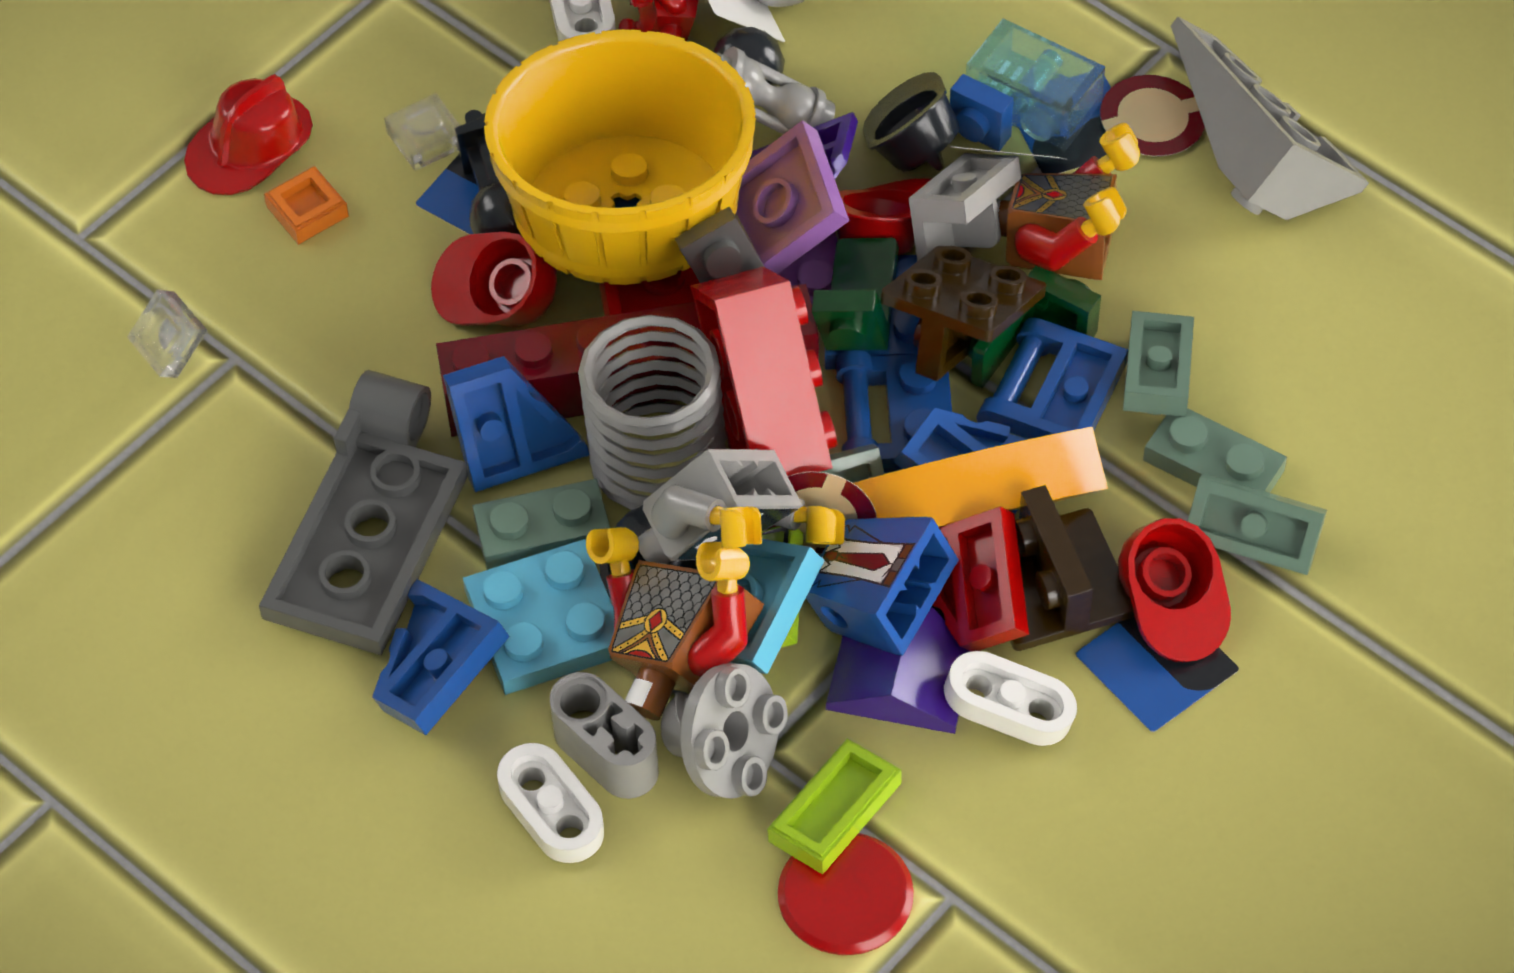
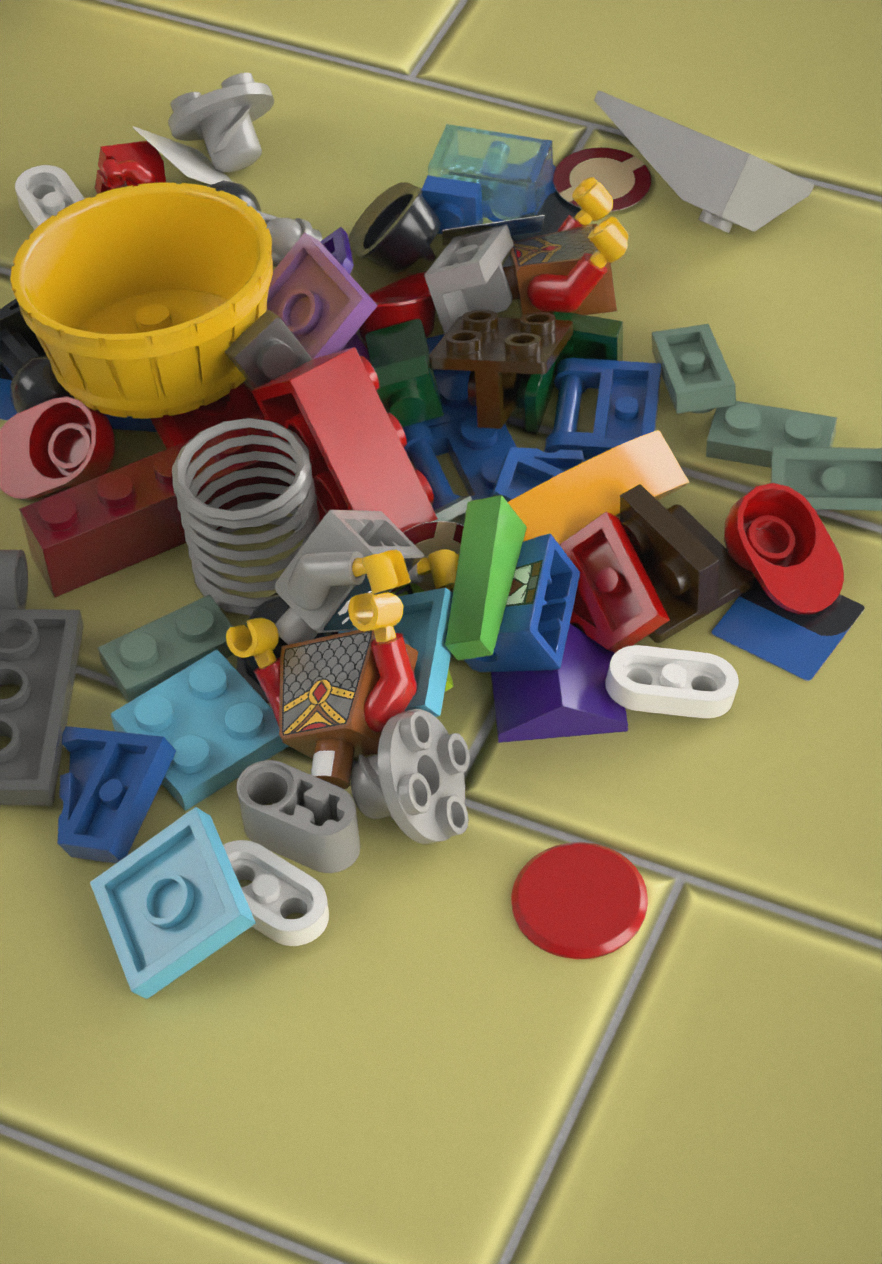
camera: 15 degrees left, 5 degrees down
(456, 789) = (171, 903): none -> medium azure plate
(507, 425) = (109, 565): blue wing -> none
(834, 806) = (541, 823): lime tile -> none
(853, 544) = (483, 576): none -> bright green piece

